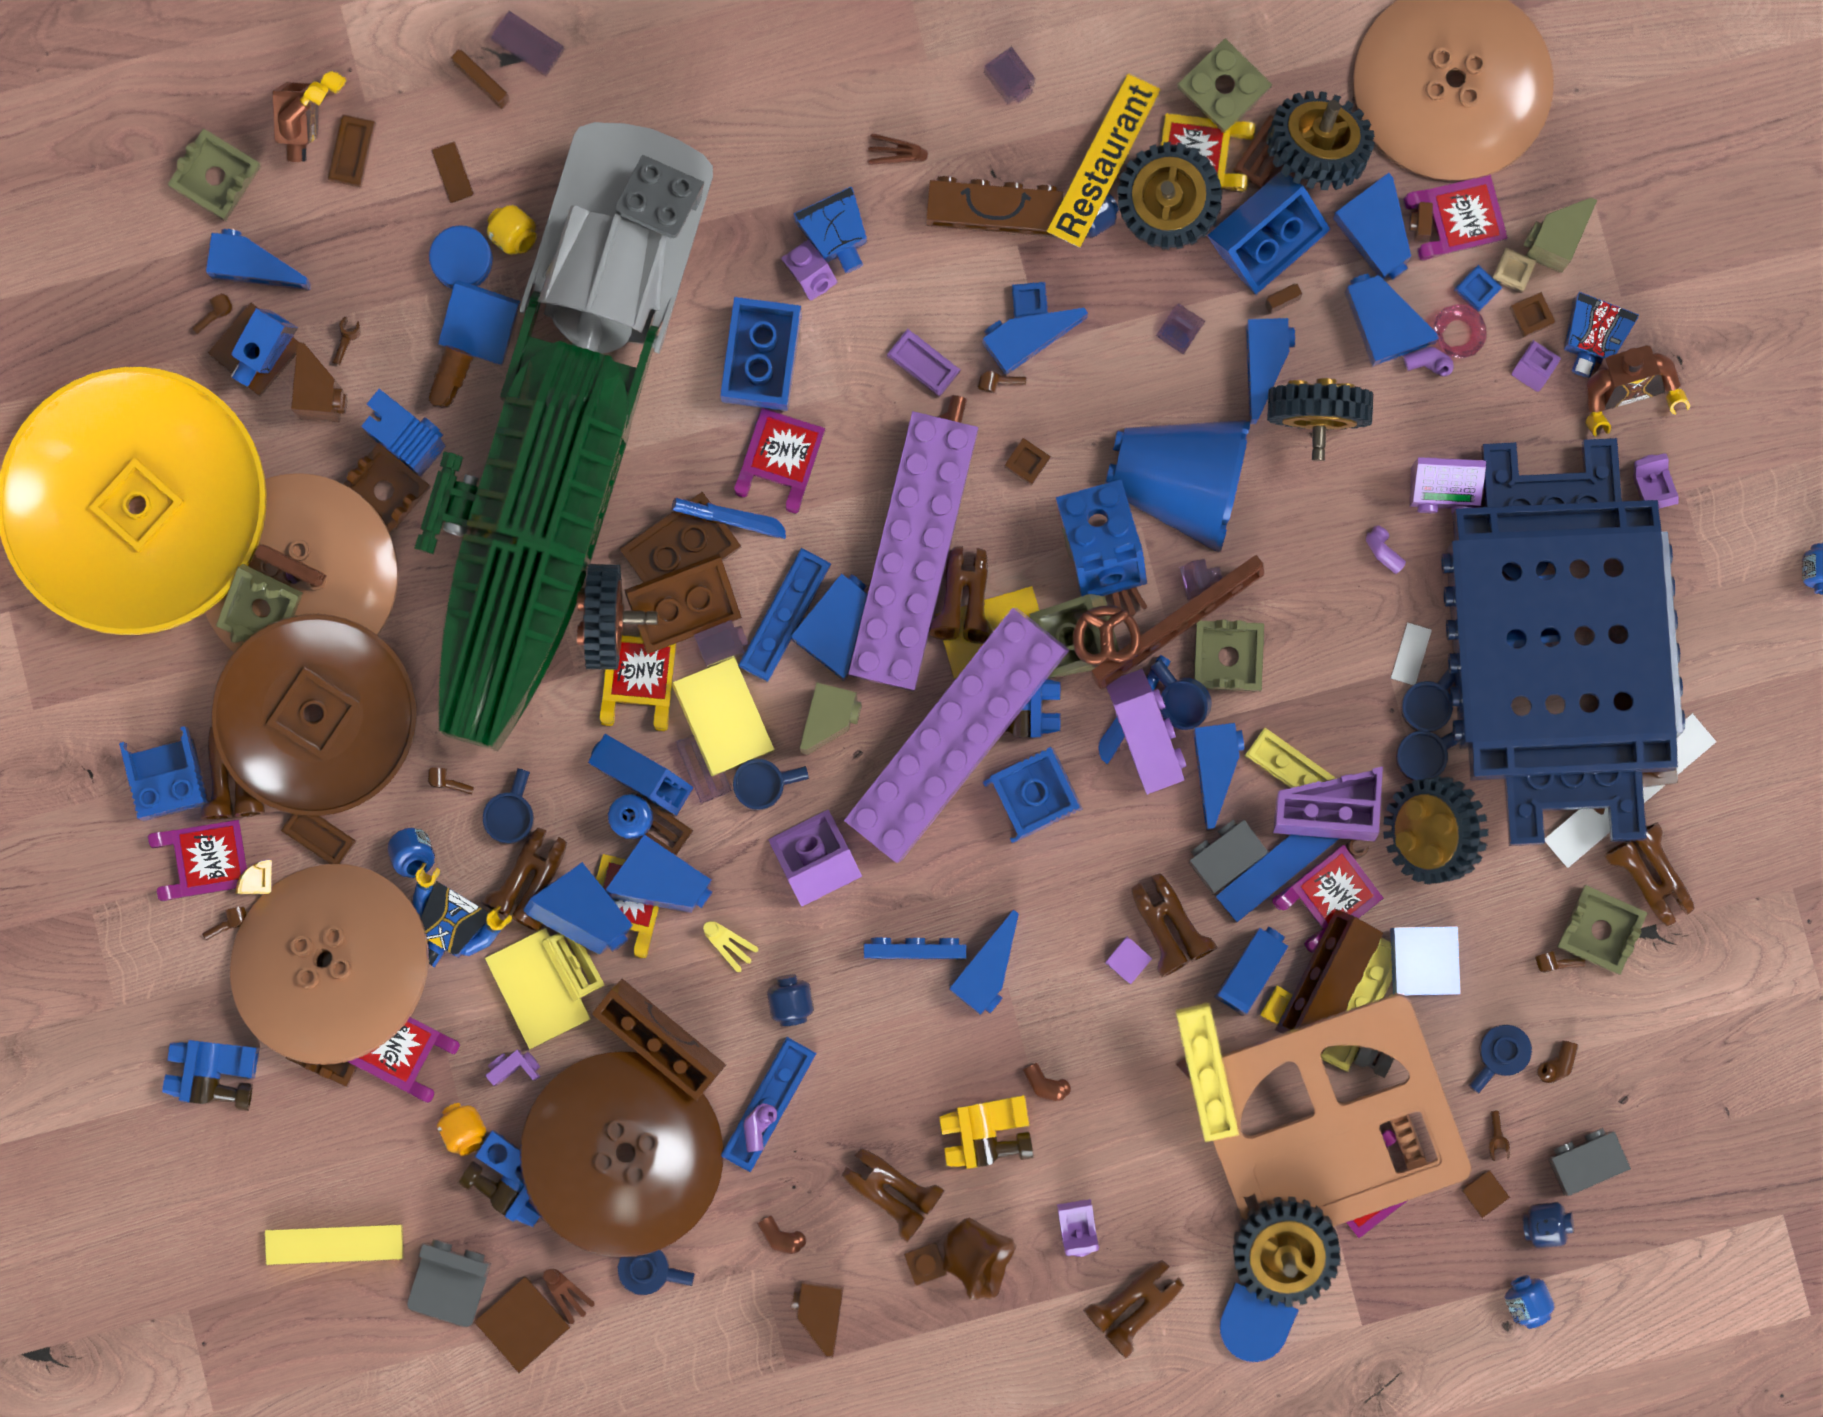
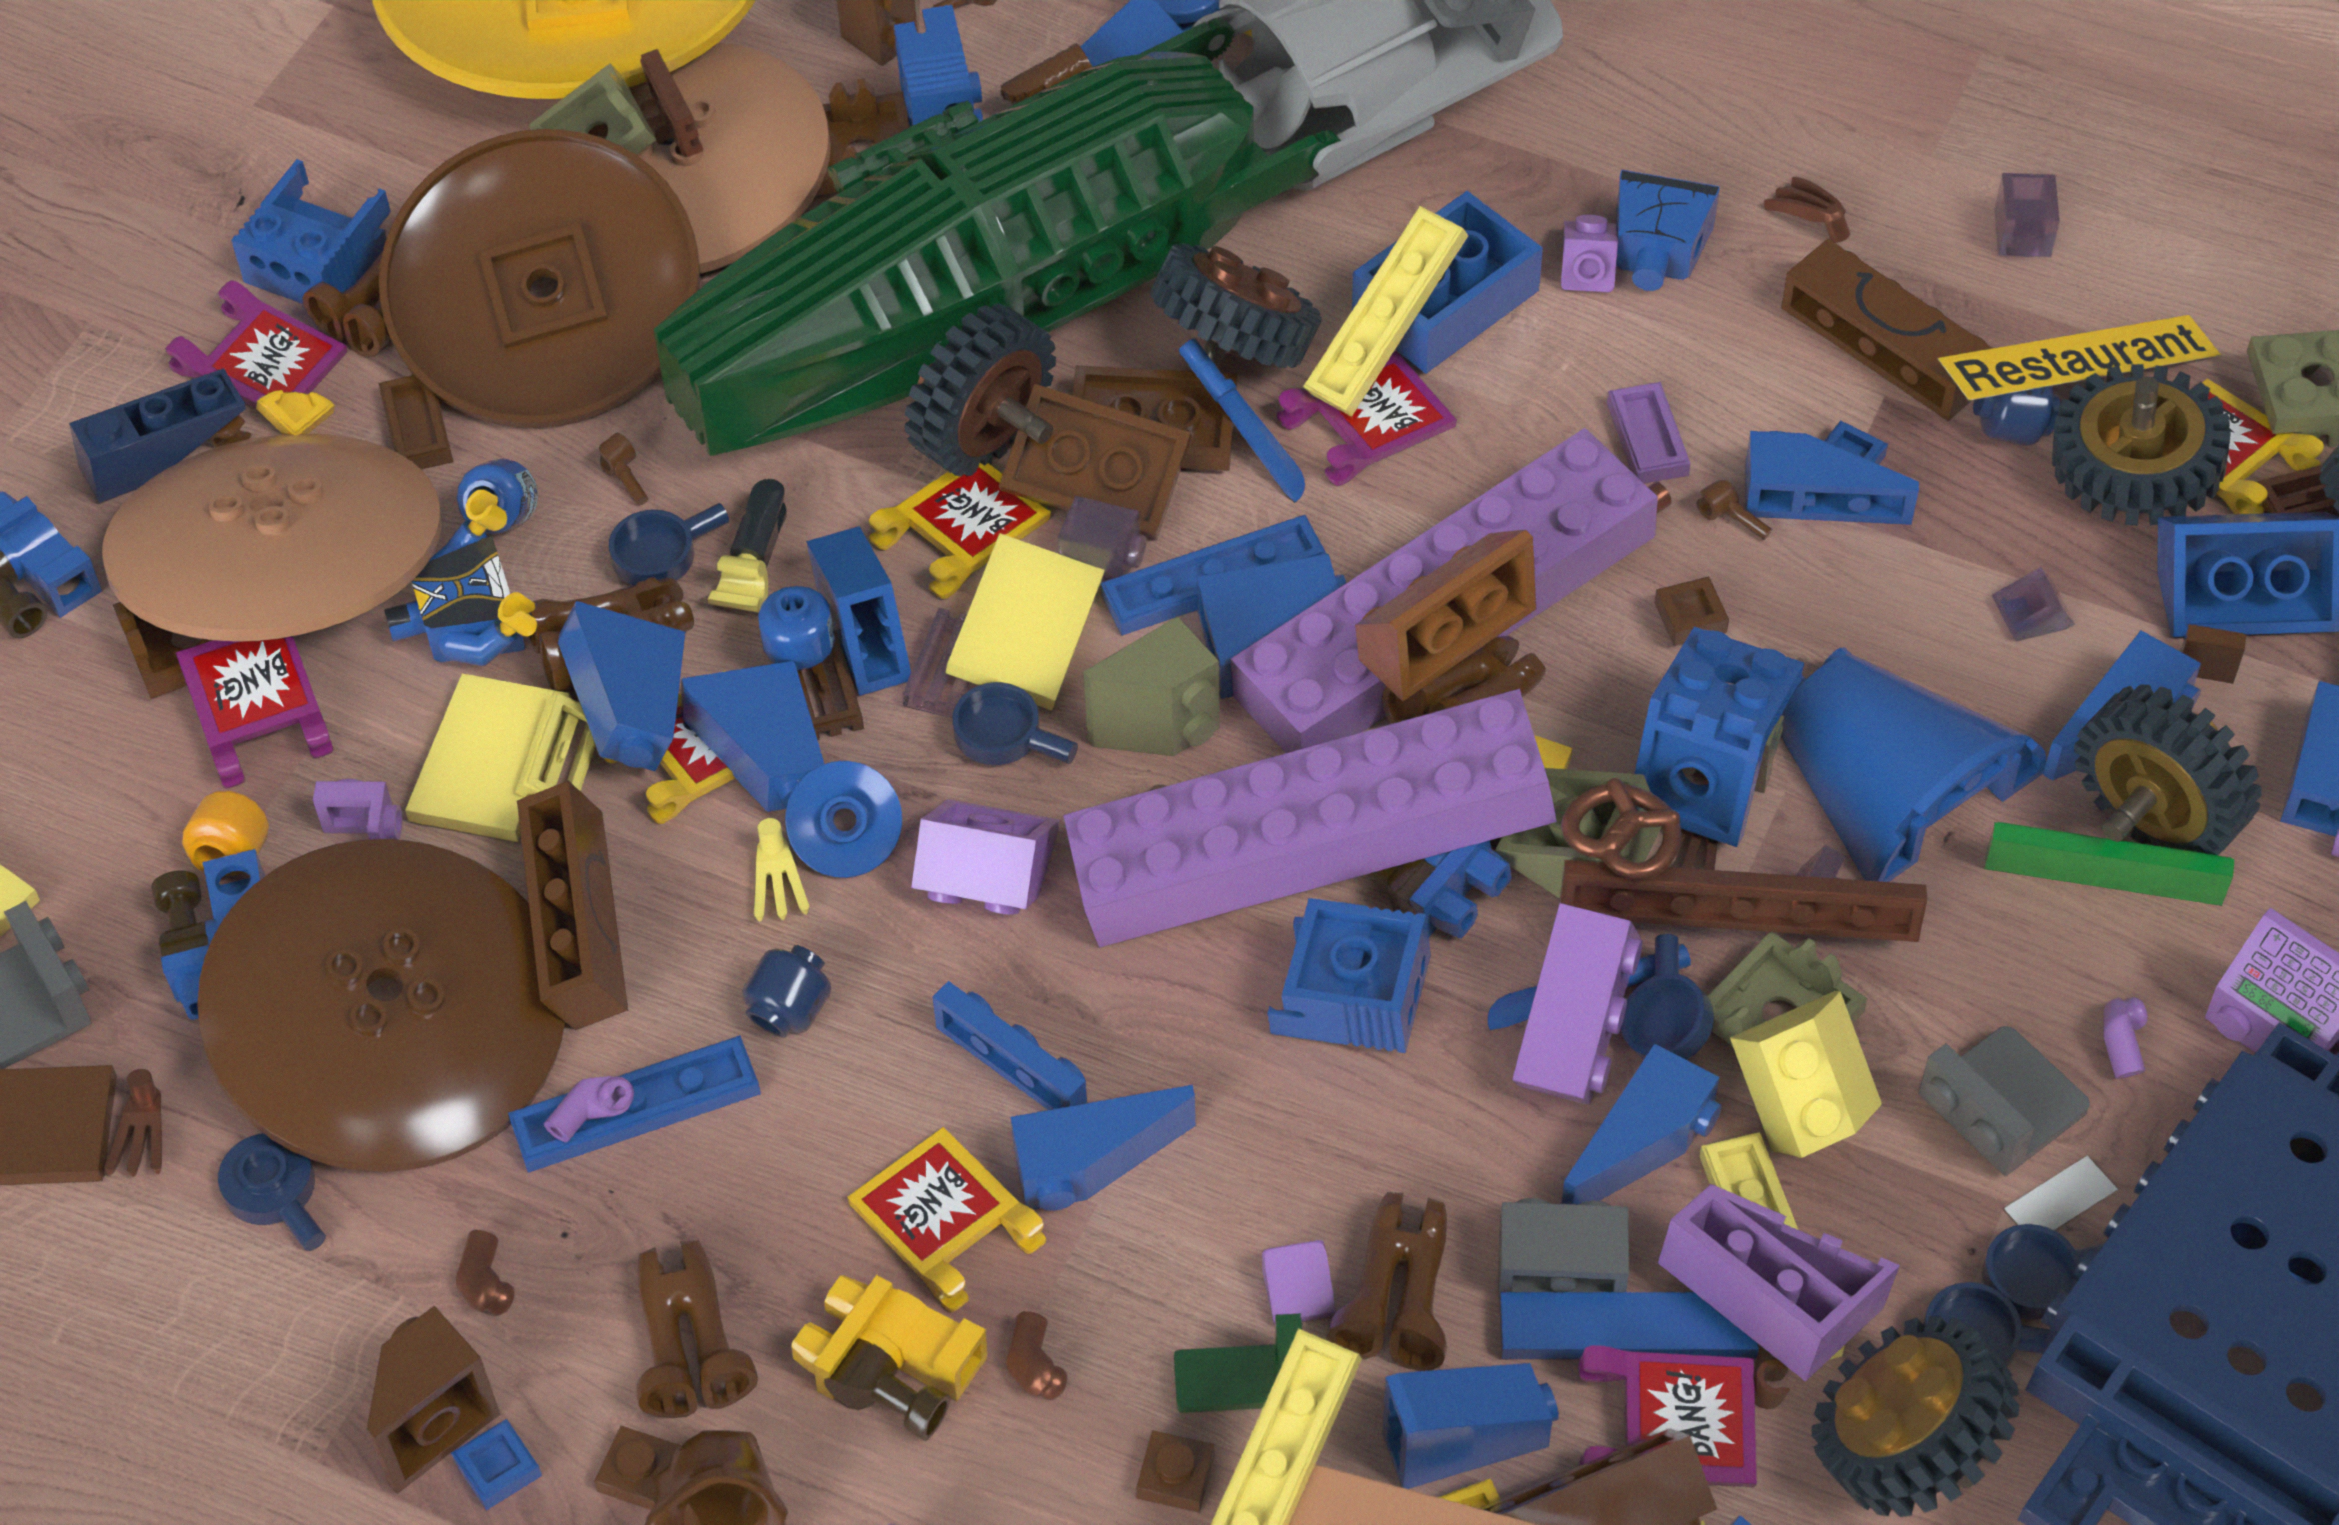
camera: 40 degrees right, 30 degrees down
(207, 949) = (145, 436): none -> dark blue slope
(567, 801) = (744, 573): none -> piece
(679, 462) = (1235, 306): none -> black wheel
(743, 905) = (812, 815): none -> blue dish
(757, 409) = (1385, 311): none -> light yellow tile
(865, 1310) = (496, 1464): none -> blue tile
(940, 584) = (1449, 612): none -> dark orange slope
(944, 1046) = (939, 1206): none -> flag
(1140, 1021) = (1232, 1375): none -> dark green bracket
(1145, 1085) = (1175, 1471): none -> reddish brown plate
(1272, 690) = (1807, 1076): none -> light yellow slope
(1308, 466) = (2109, 863): none -> green tile
(1356, 626) = (2002, 1097): none -> dark grey bracket

